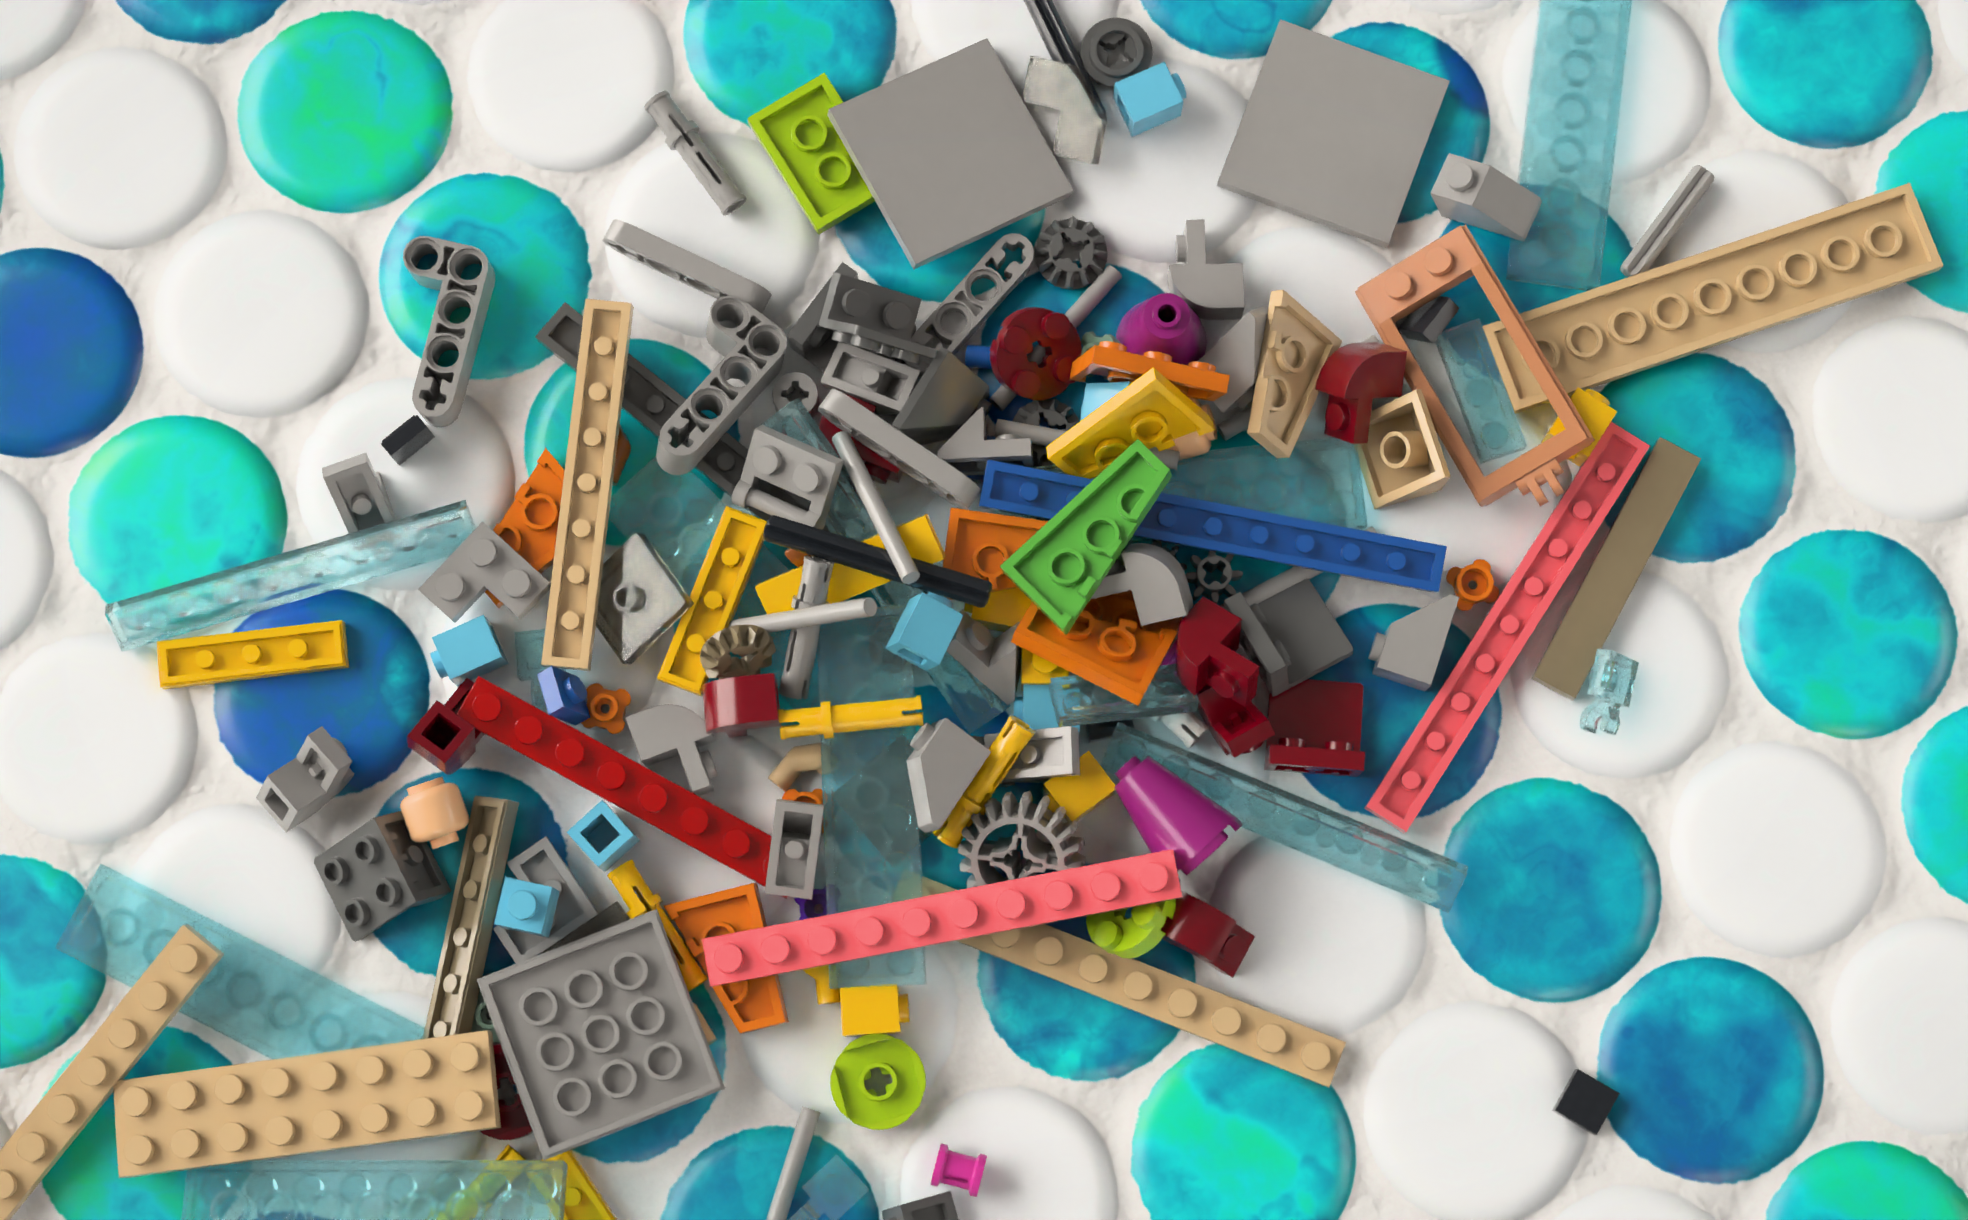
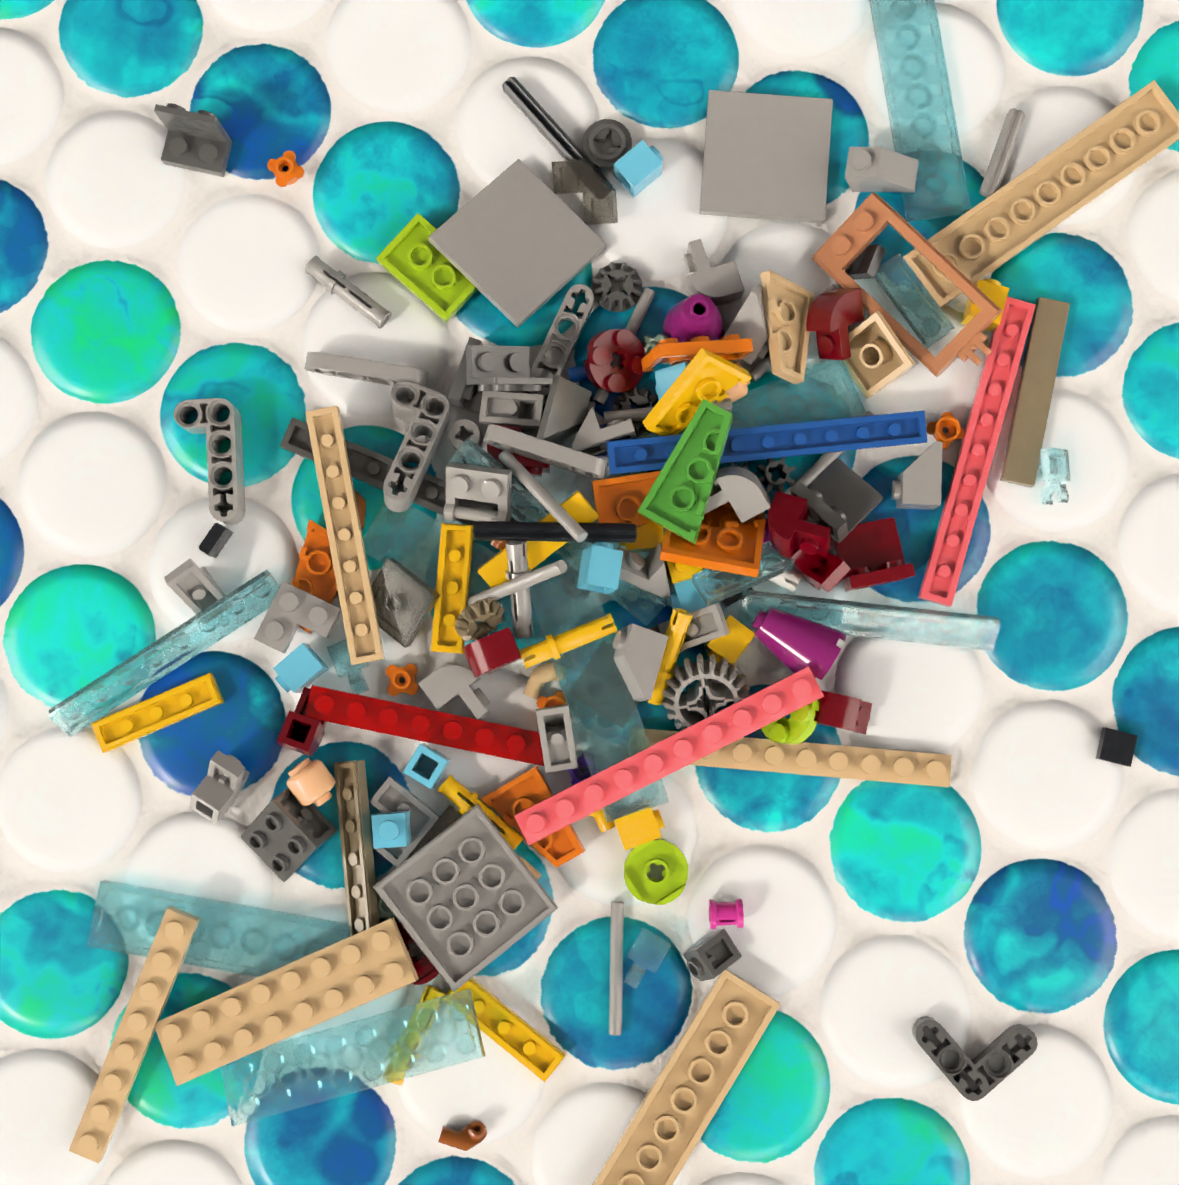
camera: 15 degrees left, 5 degrees up
(564, 695) = (372, 680): blue plate -> none

